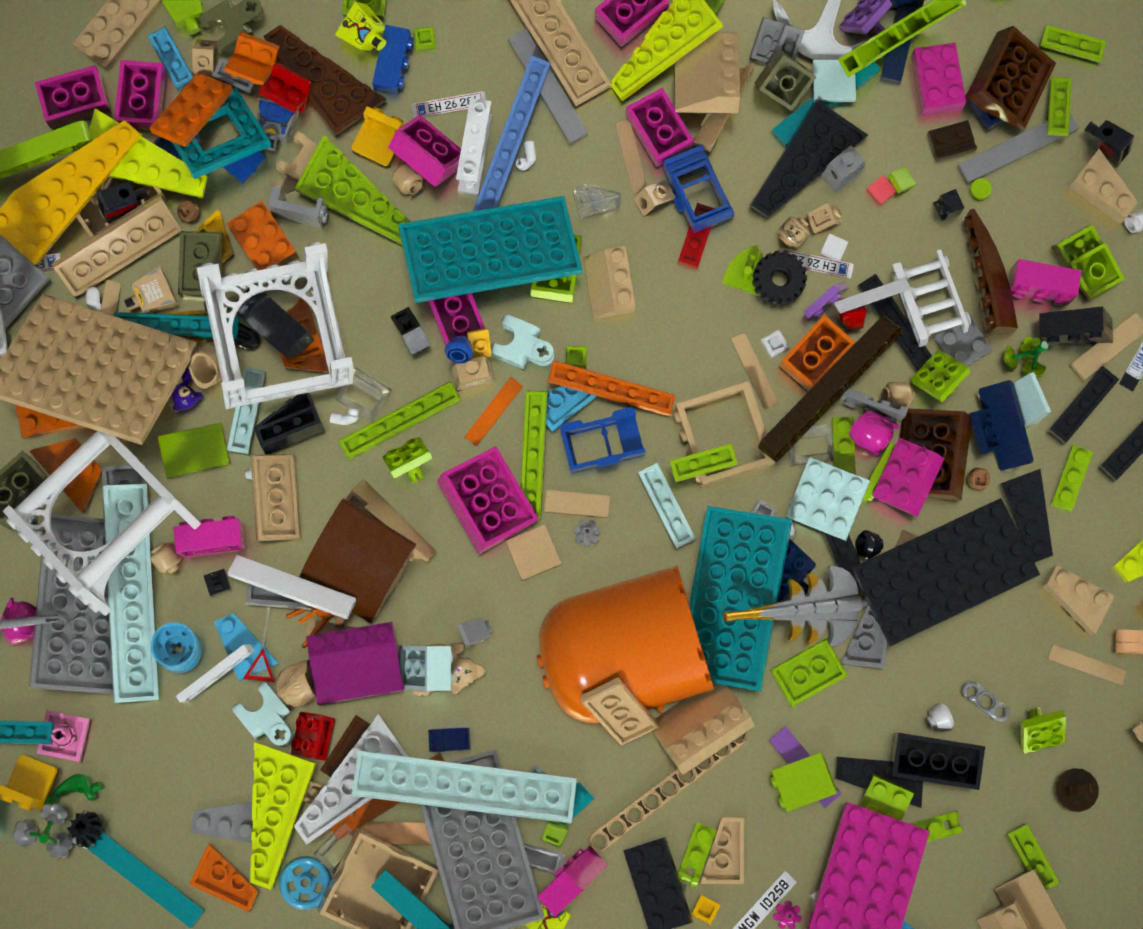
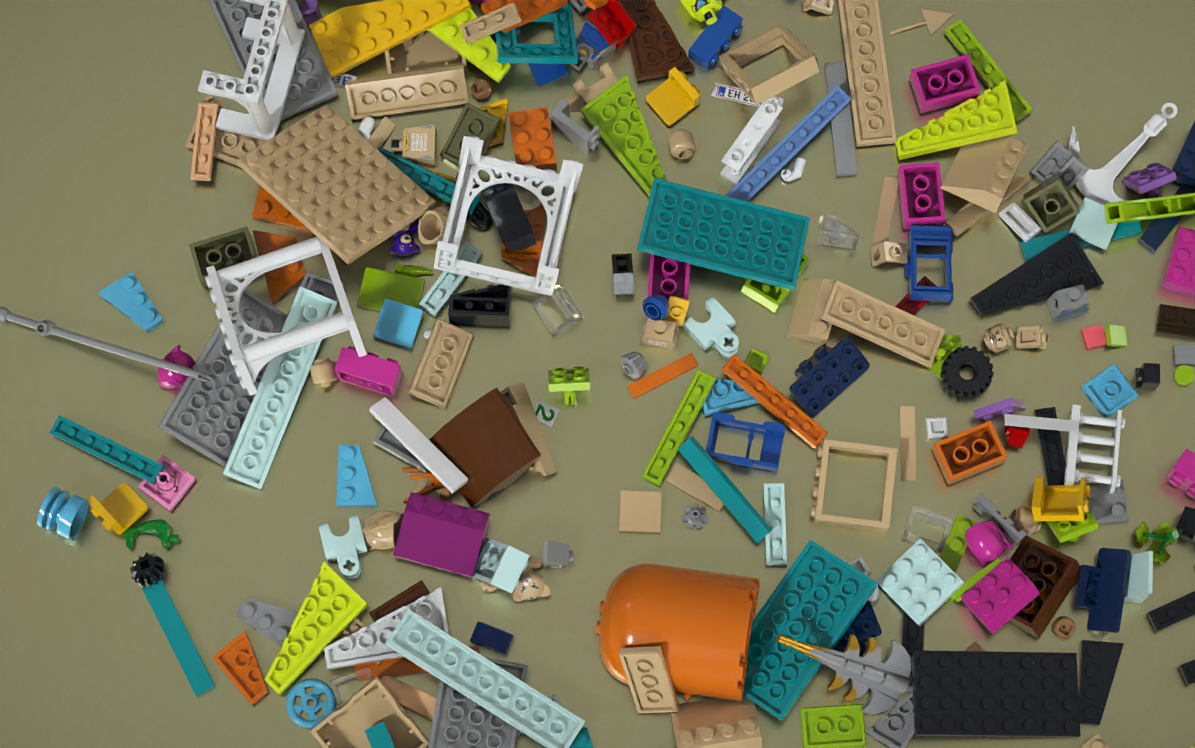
camera: 30 degrees right, 5 degrees down
(58, 844) = (98, 549): light grey plant -> none
(119, 200) = (427, 53): black torso -> none
(168, 143) = (490, 23): none -> tan tile
(172, 636) = (296, 440): medium azure wheel -> none
(204, 419) = (411, 270): none -> lime bar
(215, 477) = (398, 323): none -> medium azure tile
(215, 673) = (319, 488): white tile -> none
(217, 582) = (357, 413): black tile -> none
(260, 668) = (359, 503): piece -> none
(312, 735) = (376, 580): red bracket -> none
(342, 419) = (536, 325): white arm -> none
(399, 420) = (577, 346): lime tile -> none
(399, 498) = (546, 413): none -> white sticker
(424, 38) = (751, 30): lime tile -> none
(426, 150) = (708, 126): dark pink brick -> none
(439, 47) = (760, 45): none -> tan window
(461, 413) = (633, 364): none -> light grey piece
(487, 499) = (621, 447): dark pink slope -> none
(604, 494) = (725, 489): none -> teal tile
(649, 340) = (827, 375): none -> dark blue bracket
(680, 267) = (882, 323): none -> tan plate
(703, 462) = (823, 500): lime plate -> none
(763, 110) = (1020, 222): none -> white tile
(823, 264) = (1011, 378): white sticker -> none
(830, 388) = (966, 486): dark brown beam -> none
(834, 247) = (1028, 368): white tile -> none
(869, 544) = (938, 639): black cone -> none
(919, 235) = (1110, 391): none -> medium azure tile
(924, 362) = (1060, 501): none -> yellow panel
(991, 279) = (1156, 459): reddish brown wedge -> none
(1071, 478) = (1148, 665): lime plate -> none

